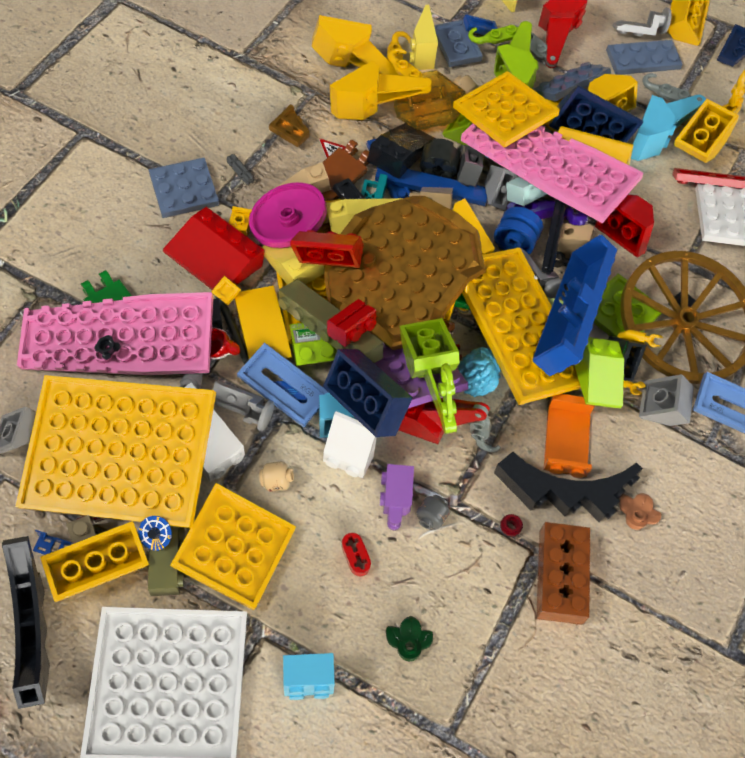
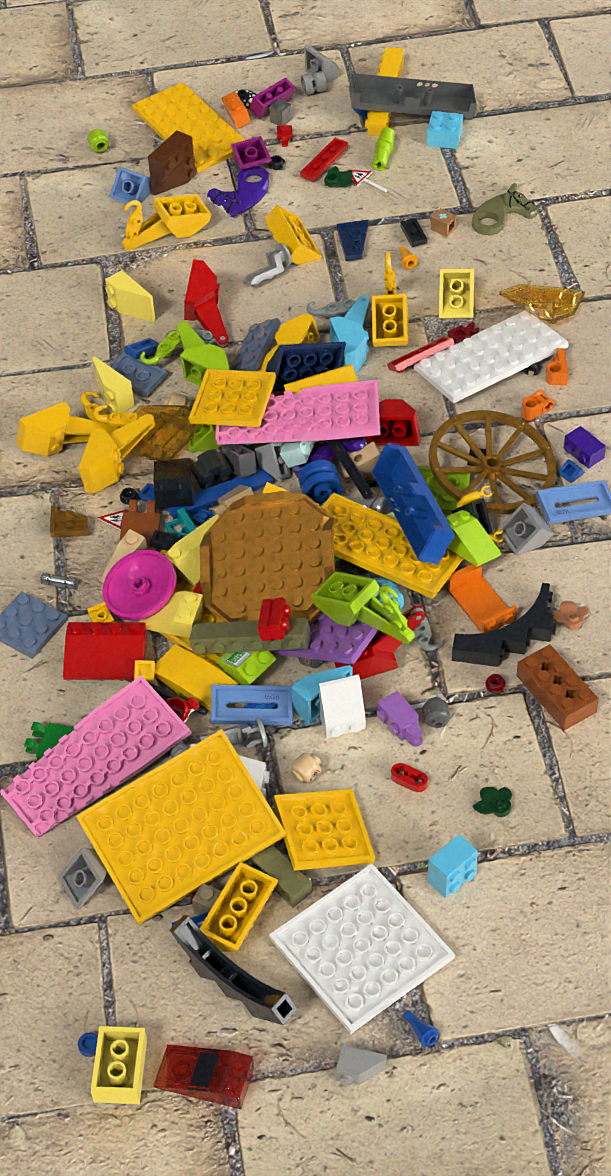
camera: 30 degrees left, 10 degrees down
(103, 343) = (94, 764): black plate -> none
(155, 533) = (263, 857): blue piece -> none
(328, 248) = (205, 582): red slope -> none
(359, 136) = (127, 494): none -> black plate
(367, 392) = (330, 655): dark blue brick -> none
(644, 57) = (289, 293): sand blue plate -> none

